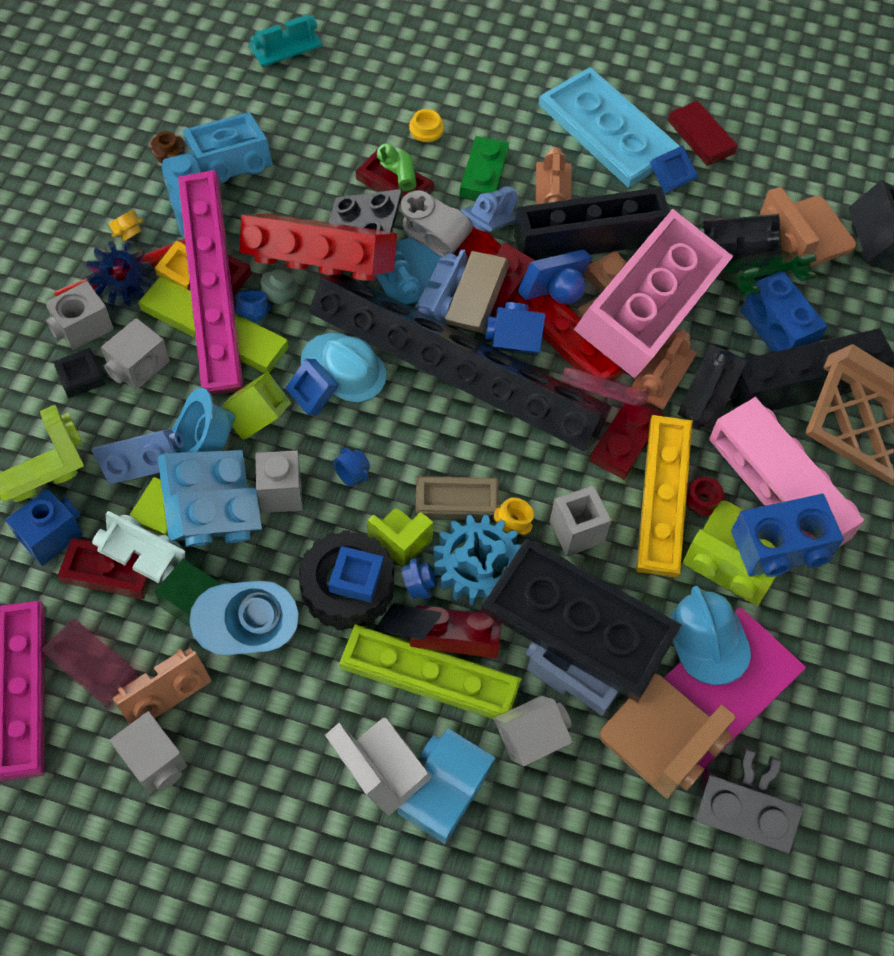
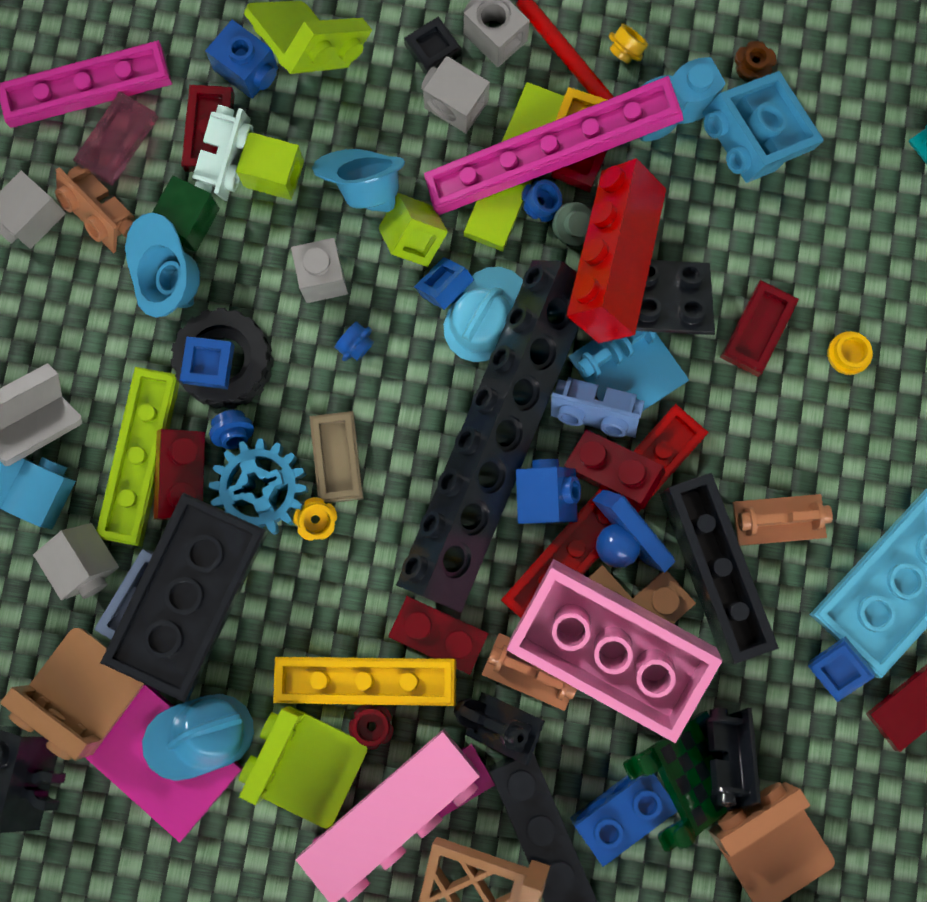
camera: 85 degrees right, 20 degrees up
(119, 258) = (537, 44): clear blue gear -> none
(136, 455) = (331, 127): medium blue hinge -> none
(208, 497) = (280, 203): dark azure plate -> none
(400, 163) = (772, 329): bright green arm -> none
(401, 535) = (282, 402): lime panel -> none
(408, 621) = (177, 425): black sticker -> none
(434, 223) = (679, 384): light grey piece -> none
(477, 291) = (589, 442): dark tan tile -> none
(484, 167) = (798, 432): green plate -> none
(493, 209) = (717, 447): medium blue hinge -> none
(580, 520) = (308, 587): light grey brick -> none
(605, 386) = (485, 603): clear pink tile -> none
(783, 527) = (297, 809): blue brick -> none

